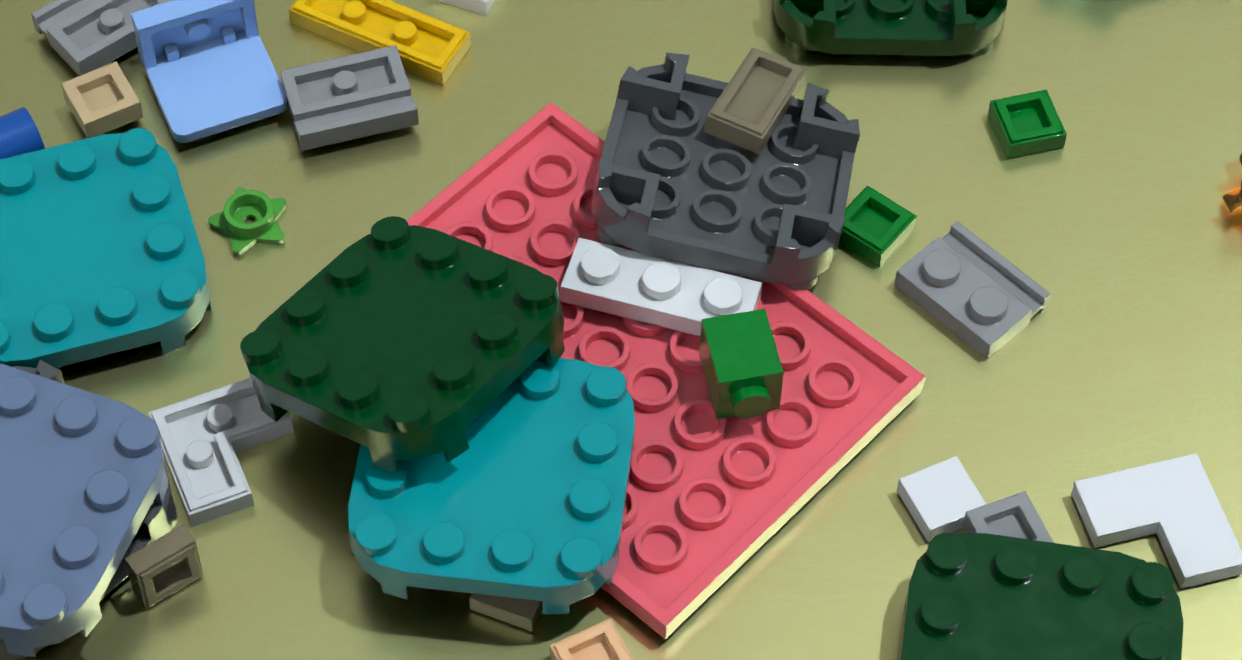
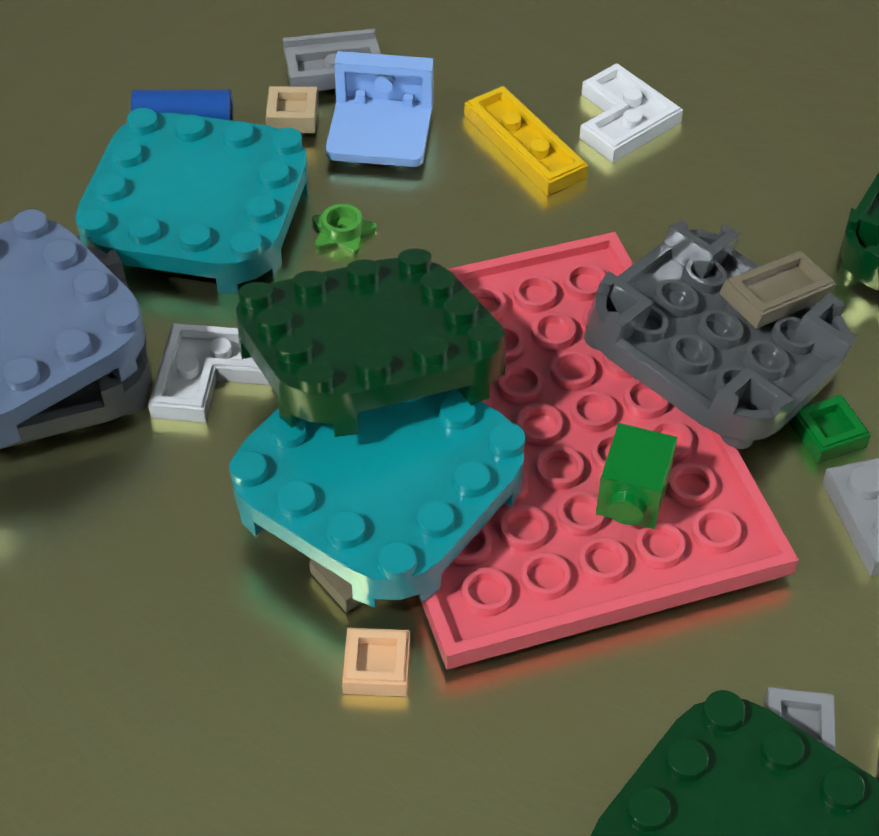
camera: 30 degrees right, 5 degrees down
(164, 566) = (101, 431): dark tan tile -> none
(349, 97) = (467, 173): light grey plate -> none
(653, 287) = (604, 390): white plate -> none
(939, 497) = (755, 664): white tile -> none

